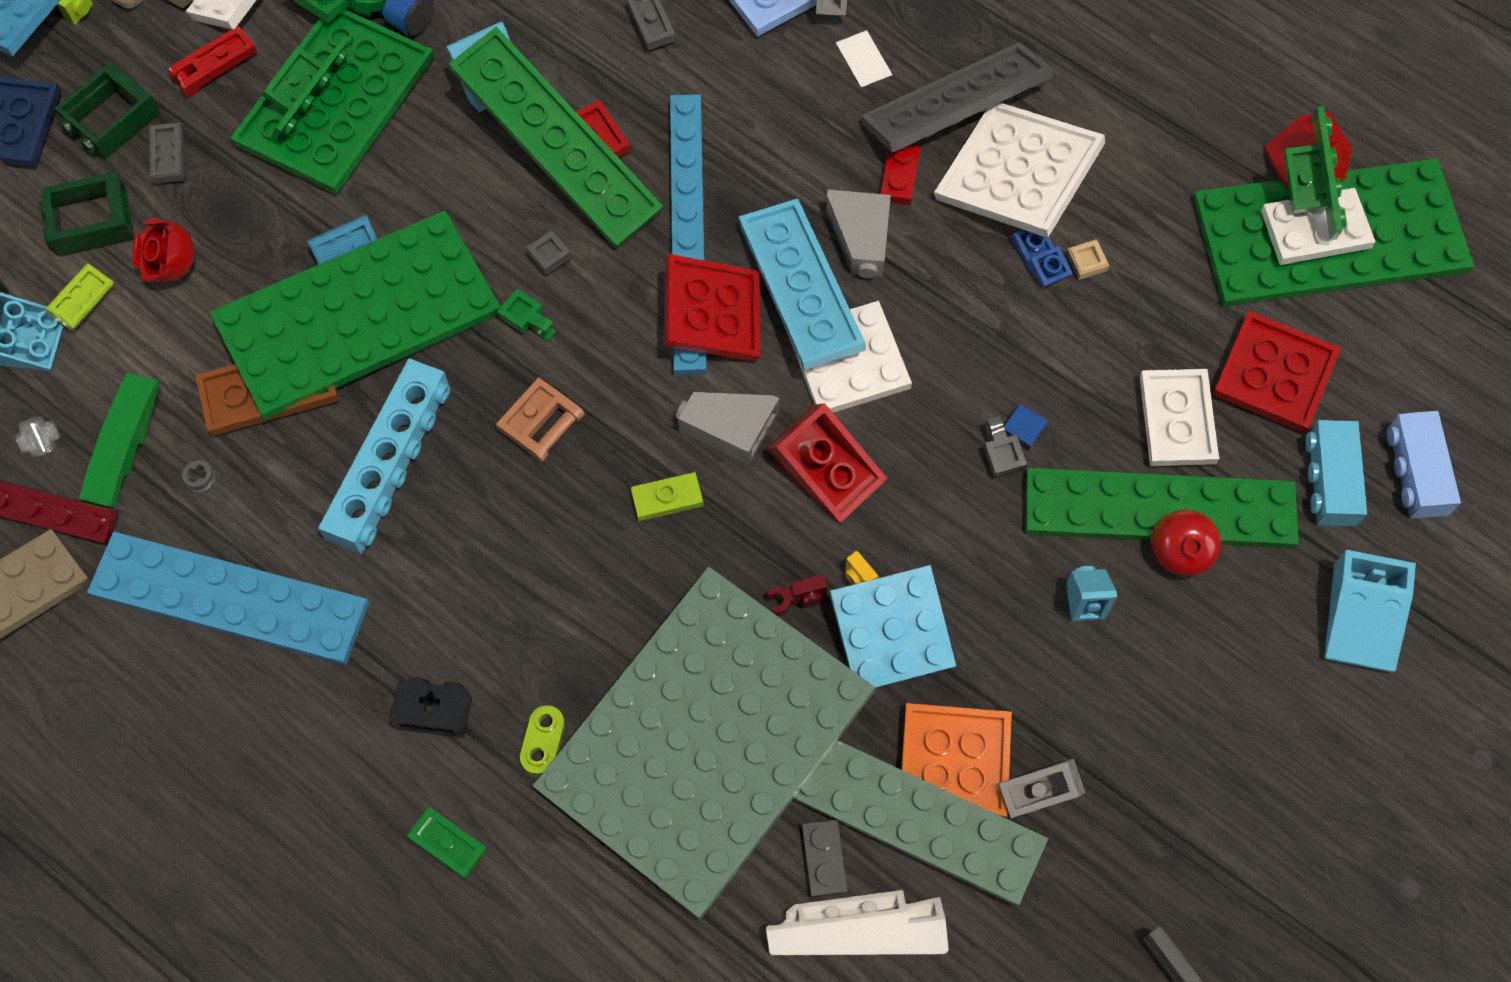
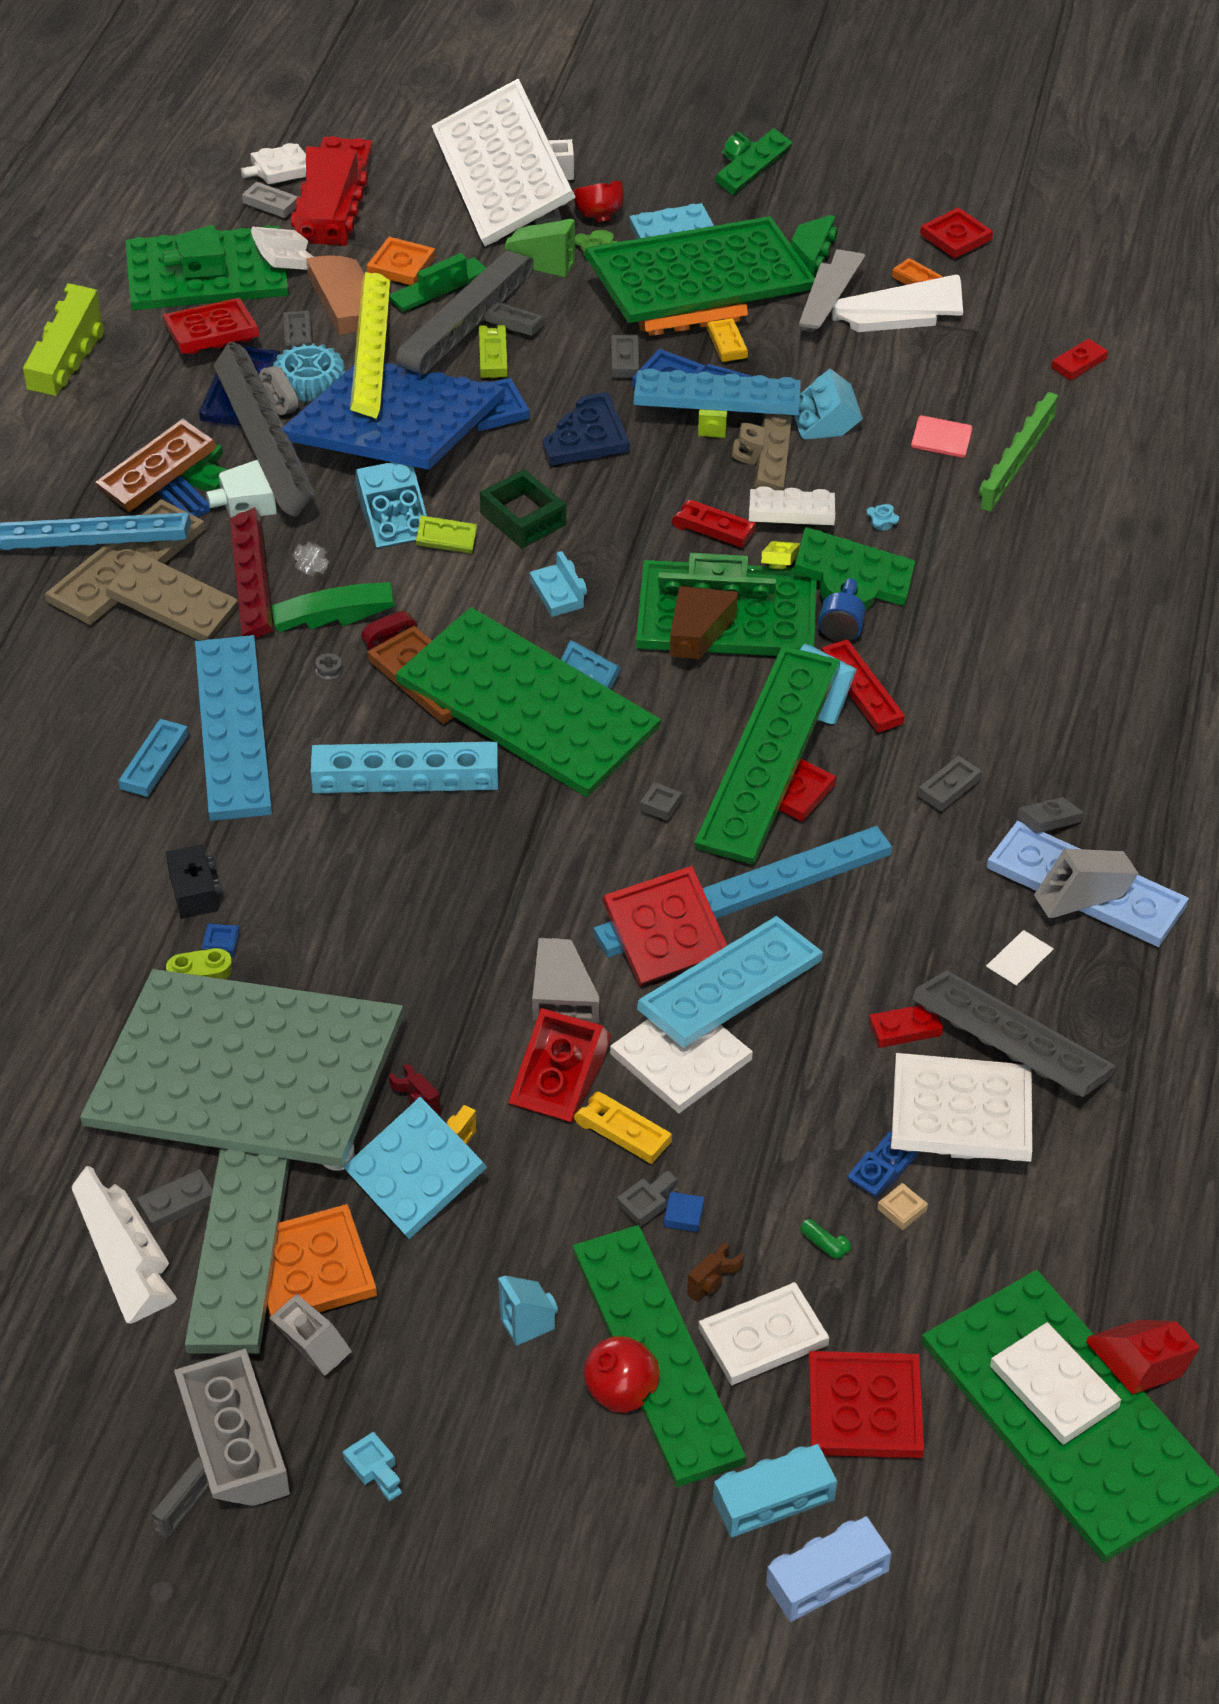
camera: 65 degrees right, 20 degrees down
(94, 93) = (626, 465): dark green window -> none
(162, 251) = (511, 562): red cylinder -> none
(166, 153) = (608, 531): dark grey plate -> none
(186, 401) = (386, 628): none -> dark red beam
(216, 224) = (559, 586): none -> medium azure bracket
(234, 690) = (153, 757): none -> dark azure plate
(295, 22) = (780, 554): none -> neon yellow plate
(349, 124) = (700, 620): none -> reddish brown slope
(447, 843) = (81, 936): green plate -> none
(516, 708) = (222, 937): none -> blue tile
(522, 30) = (867, 690): none -> red plate
(524, 312) = (589, 806): green plate -> none
(532, 412) = (495, 847): nougat plate -> none
(667, 496) = (468, 969): lime plate -> none
(860, 228) = (819, 1012): light grey slope -> none
(915, 437) = (624, 1127): none -> yellow plate
(1105, 434) = (707, 1274): none -> reddish brown plate
(1110, 327) = (824, 1240): none -> green arm
(1129, 892) = (232, 1430): none -> light grey slope
(1193, 785) = (371, 1461): none -> medium azure plate
(1313, 177) = (1091, 1335): green bracket -> none
(1369, 610) = (629, 1558): medium azure slope -> none

